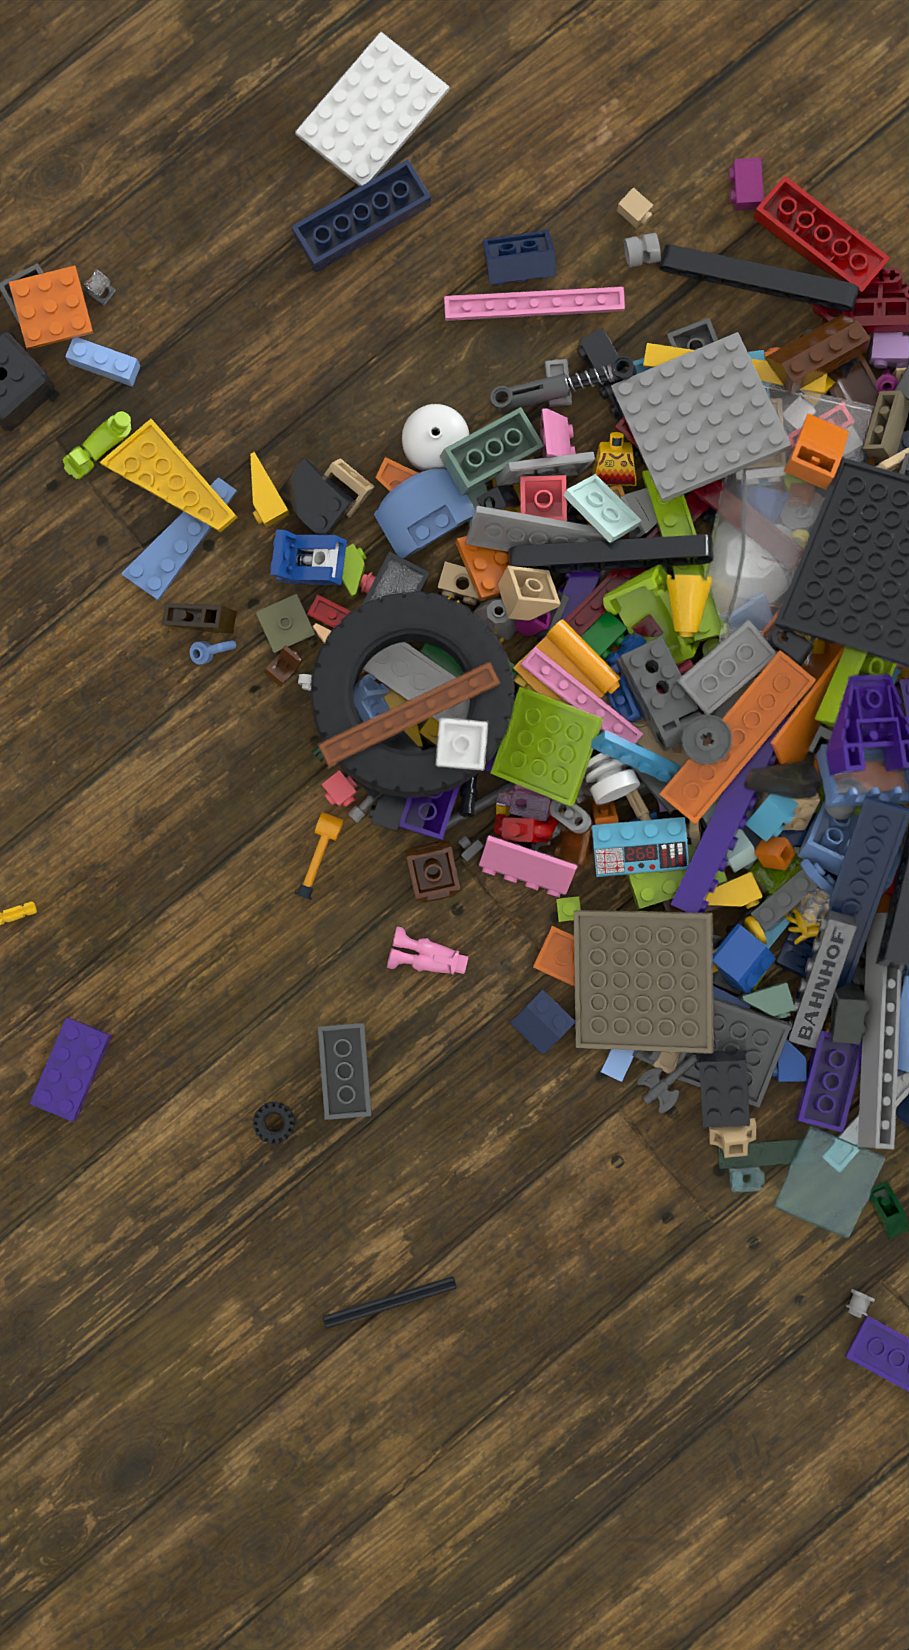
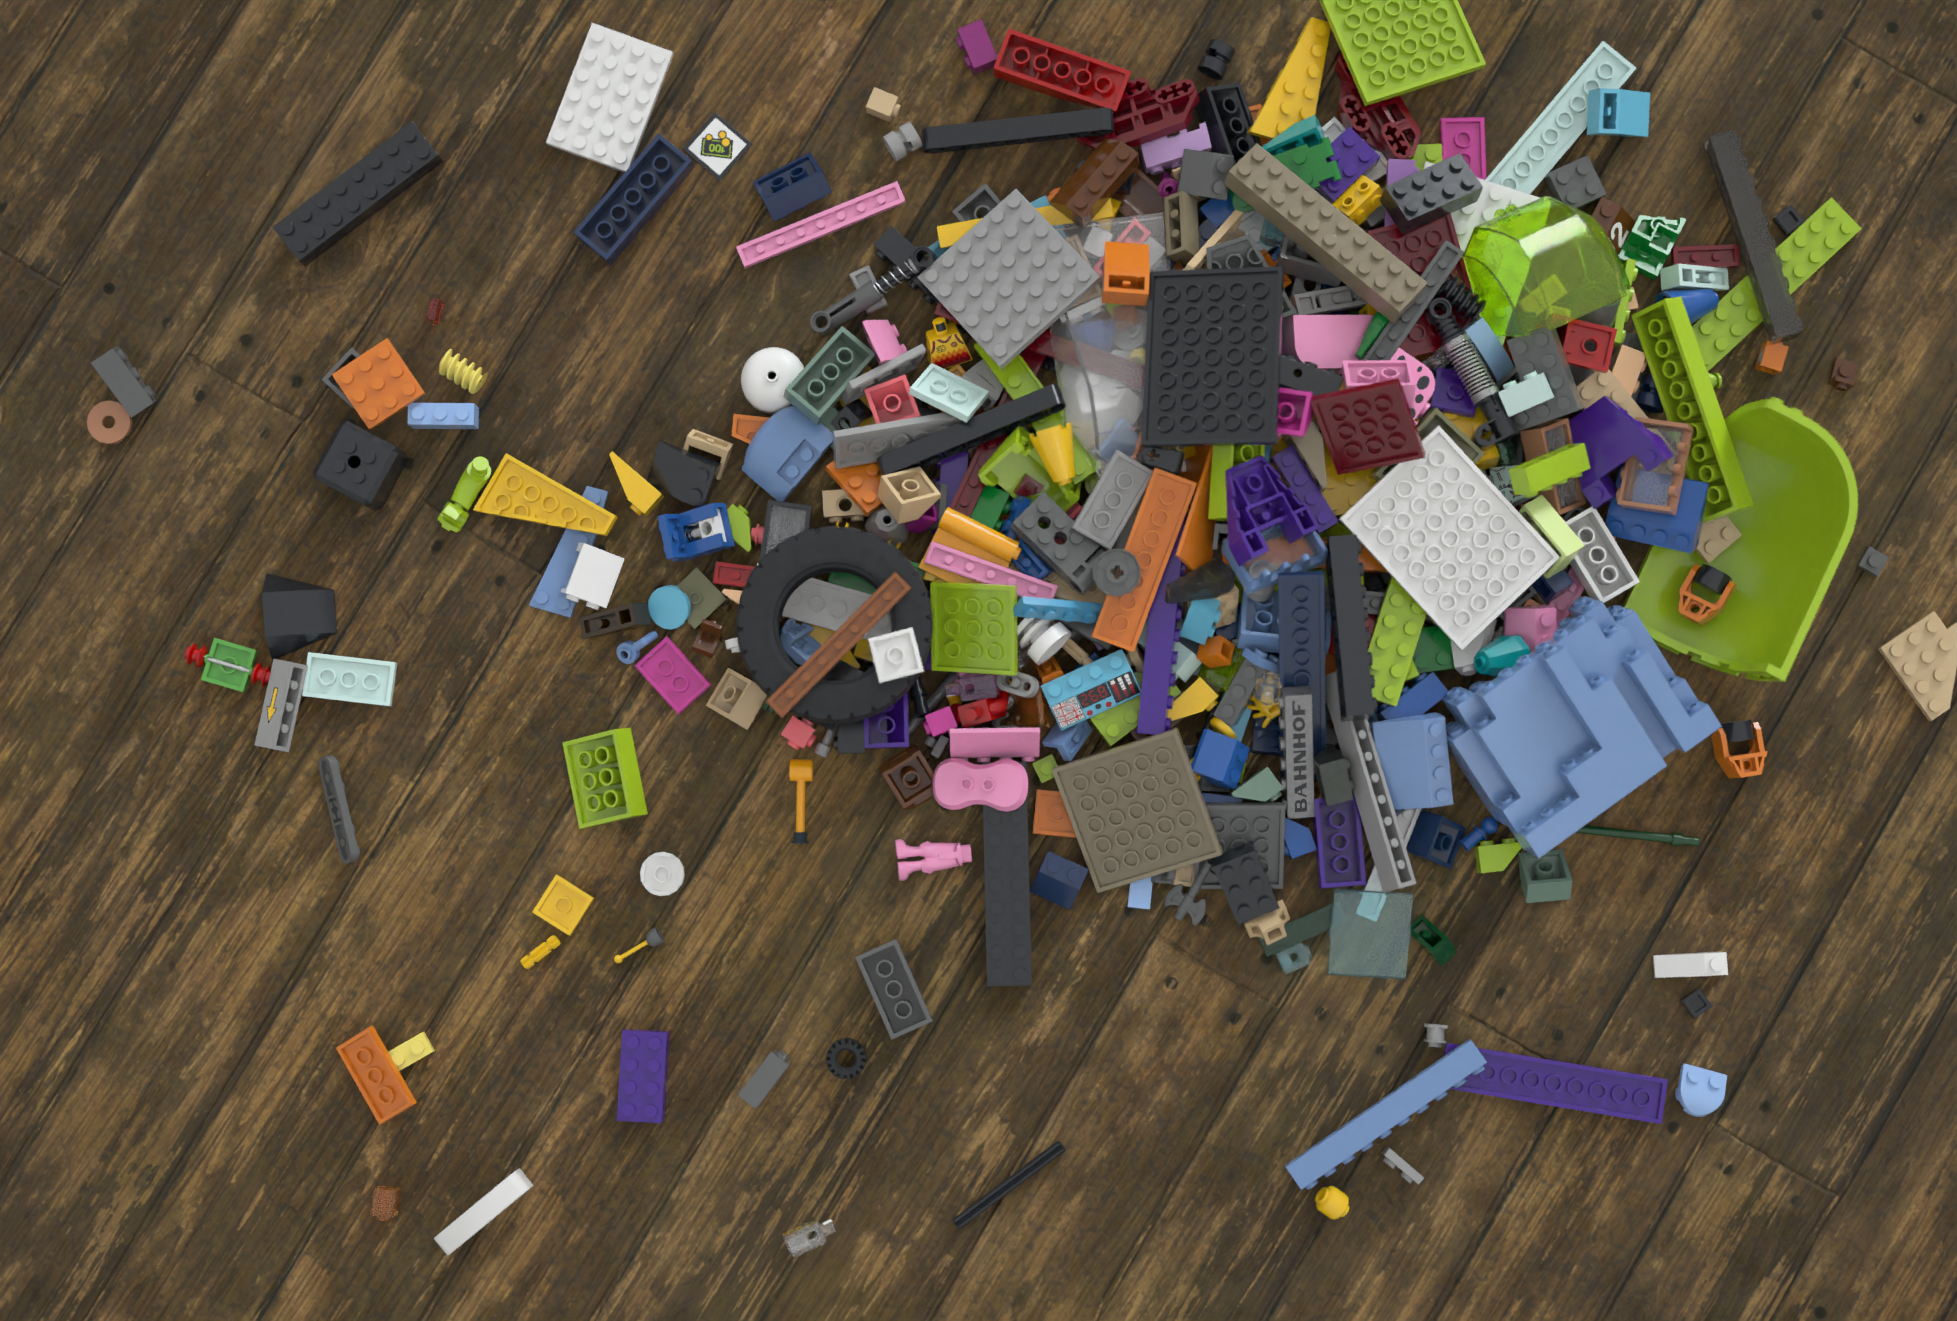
camera: 15 degrees left, 0 degrees up
(52, 876) = (563, 905): none -> yellow plate
(96, 118) = (358, 194): none -> black brick
(96, 286) = (413, 349): clear leg -> none
(128, 939) = (653, 938): none -> hinge
(130, 257) = (435, 310): none -> clear red tile
(135, 326) = (461, 373): none -> light yellow piece
(136, 766) = (605, 777): none -> lime slope
(158, 879) = (662, 873): none -> white tile
(164, 1283) = (798, 1241): none -> clear torso
(189, 1113) = (765, 1078): none -> dark grey window
(193, 567) = (593, 576): none -> white panel
(236, 690) = (672, 675): none -> dark pink tile
(256, 623) = (669, 607): none -> medium azure tile
(291, 735) = (737, 698): none -> tan slope
(460, 193) = (717, 146): none -> sticker
(480, 827) = (940, 722): none -> dark pink brick
(494, 997) = (1007, 895): none -> black brick
(515, 907) = (996, 784): none -> bright pink plate
(600, 889) = (1068, 740): none -> medium blue panel
(700, 1432) = (1332, 1202): none -> yellow head
(775, 1412) = (1394, 1160): none -> light grey plate
(784, 1364) = (1385, 1114): none -> medium blue brick

